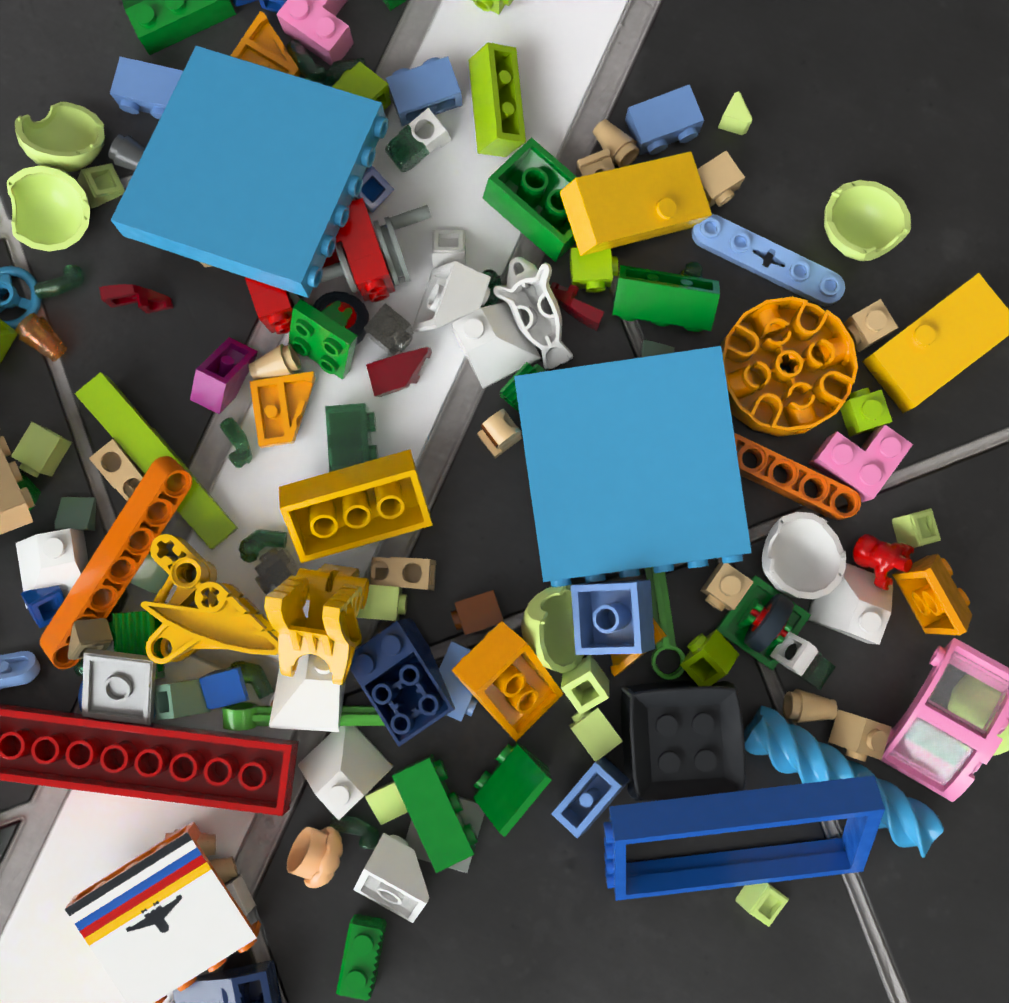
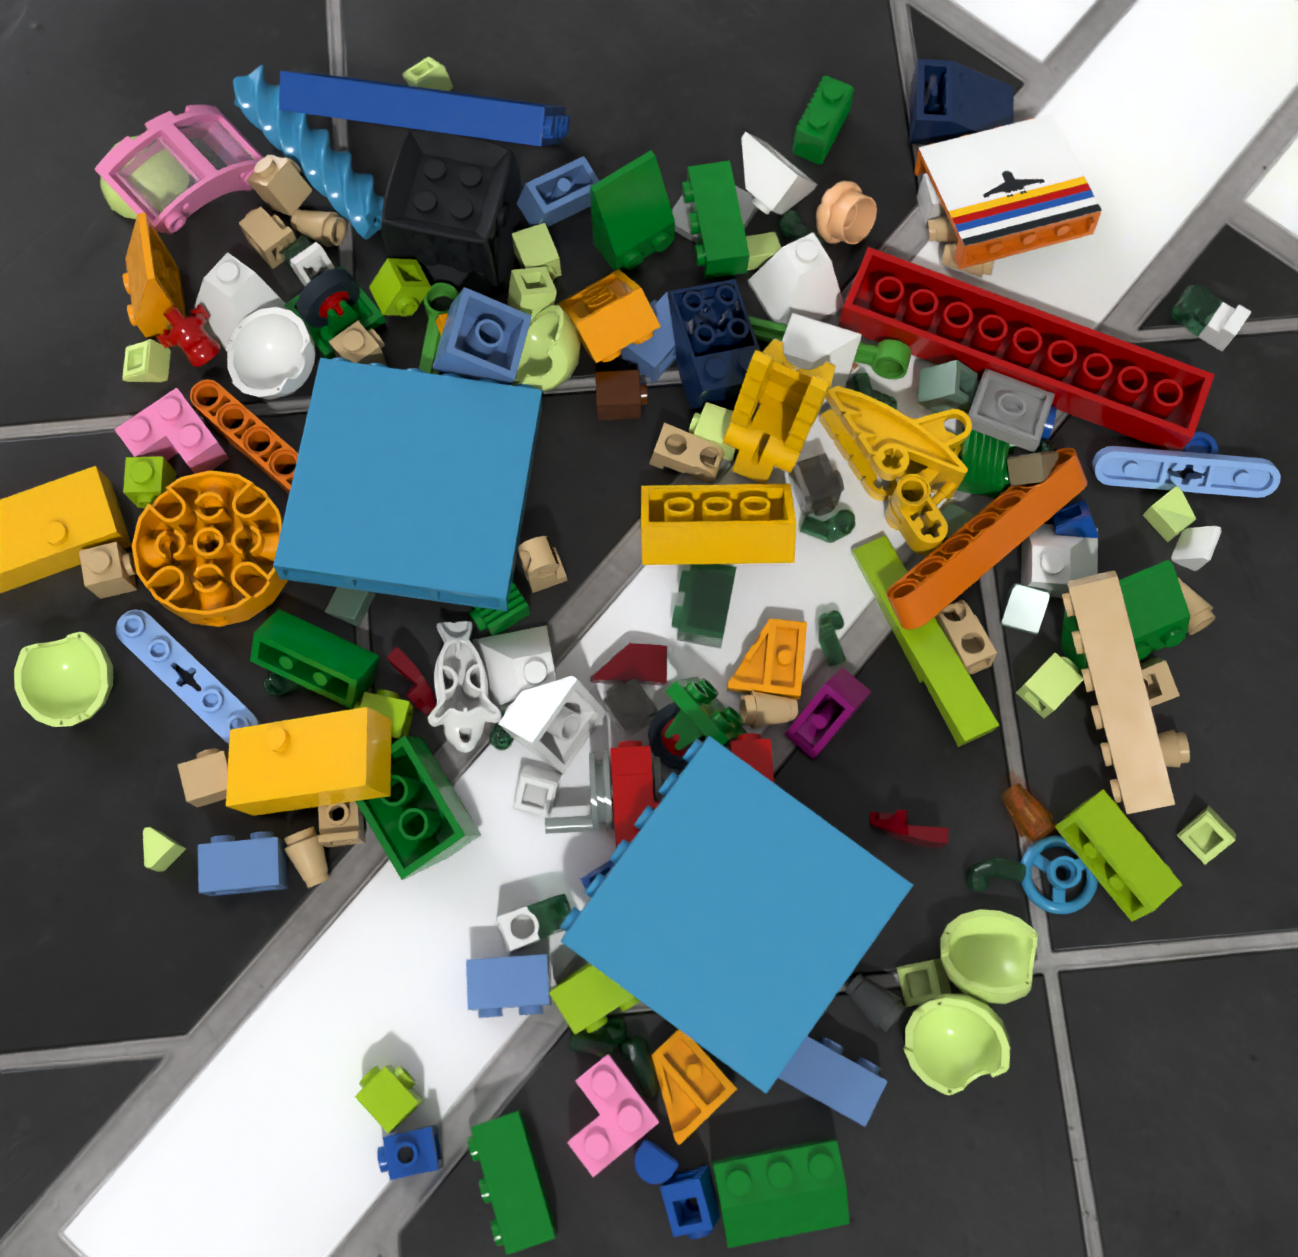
camera: 170 degrees left, 10 degrees down
(224, 688) = (901, 388): blue slope -> none
(497, 100) = (427, 941): lime brick -> none
(853, 682) = (267, 235): none -> tan brick

